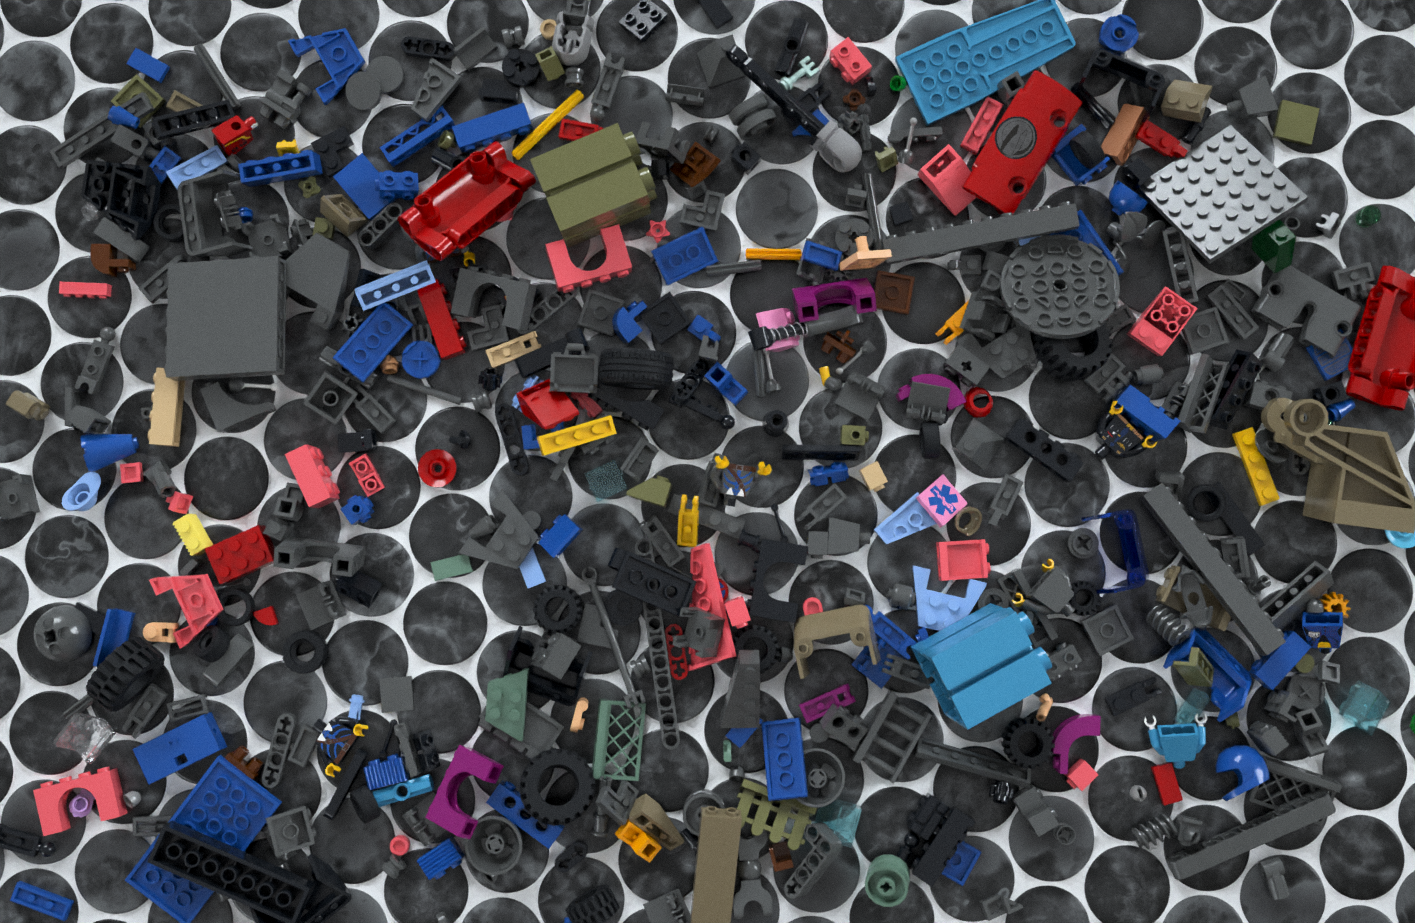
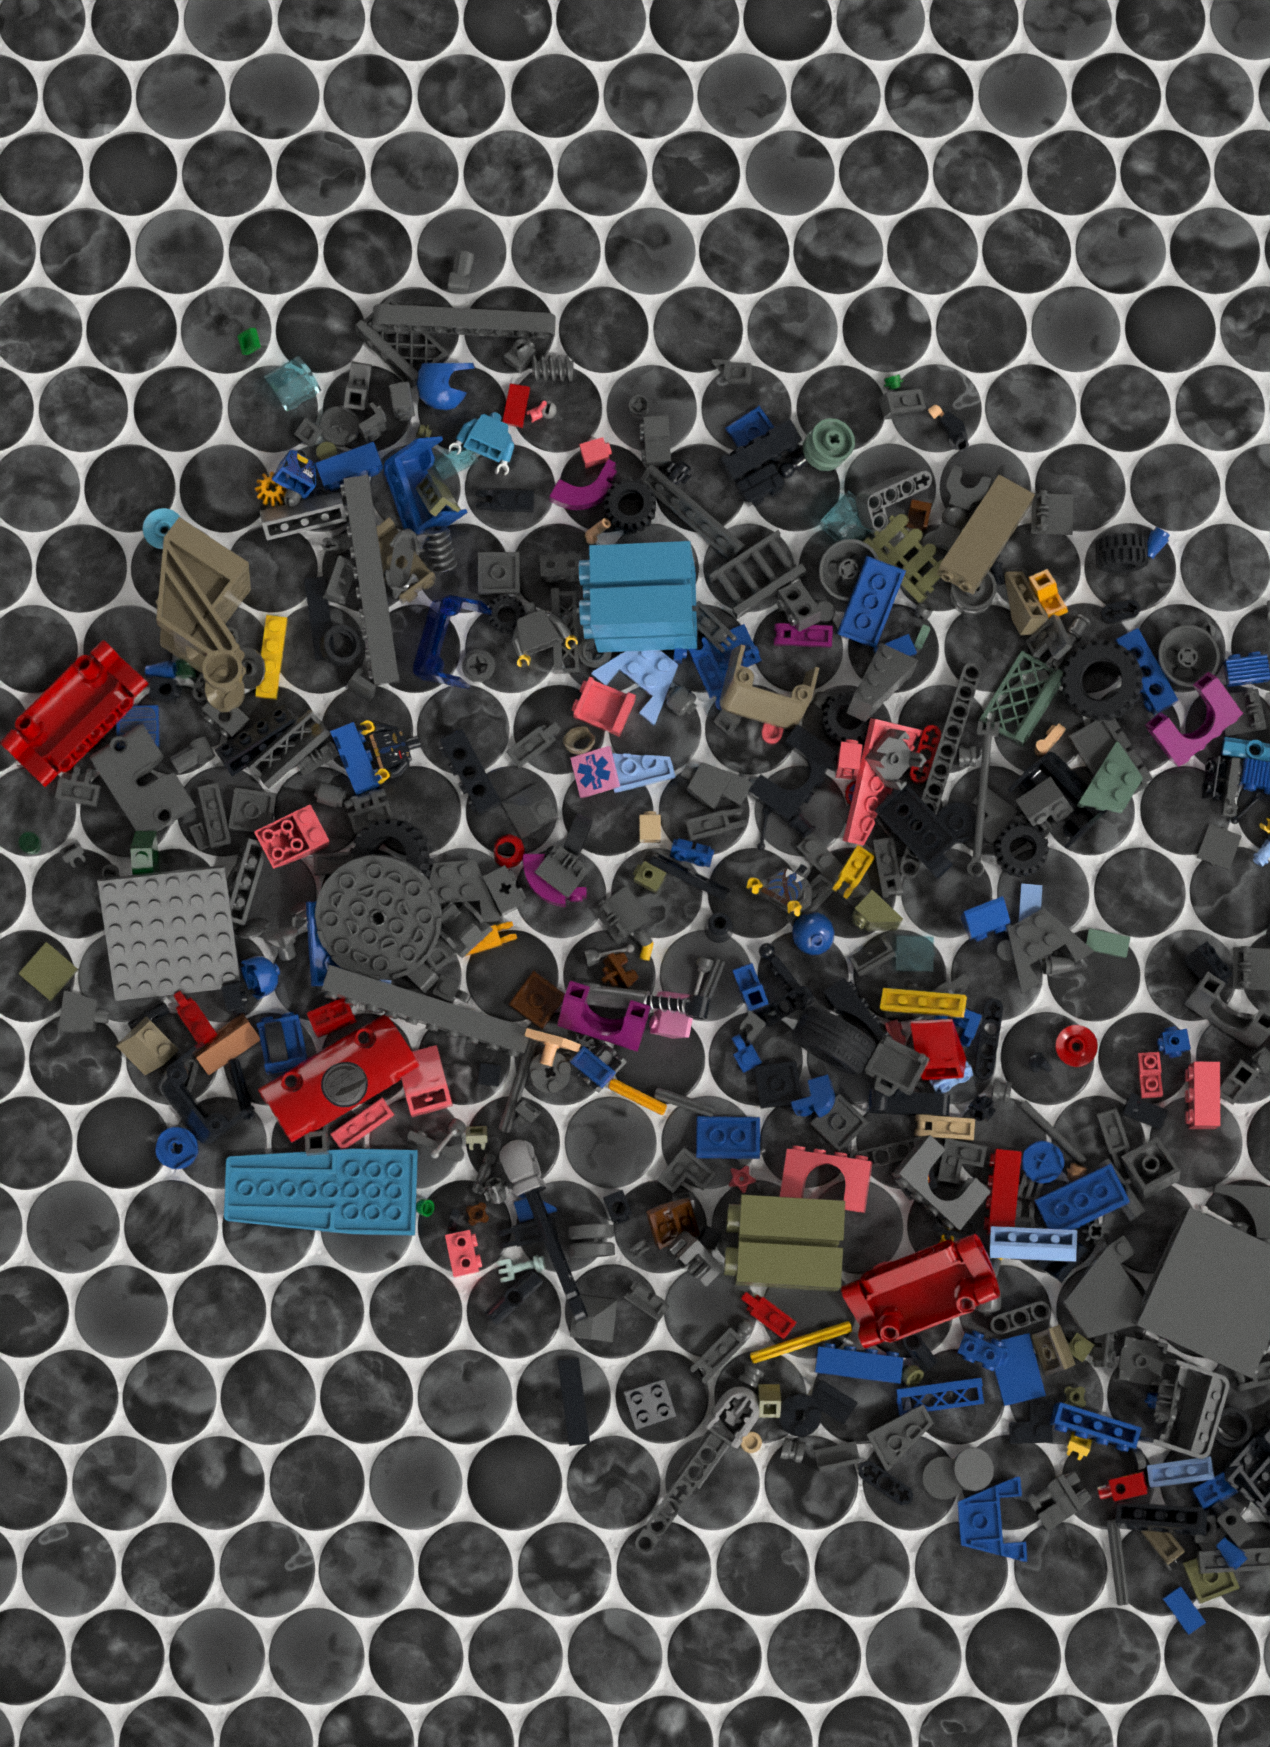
camera: 155 degrees left, 5 degrees down
(696, 453) = (813, 933): none -> blue cylinder
(1053, 192) = (331, 1017): none -> red hinge
(1147, 784) = (536, 413): none -> coral hand

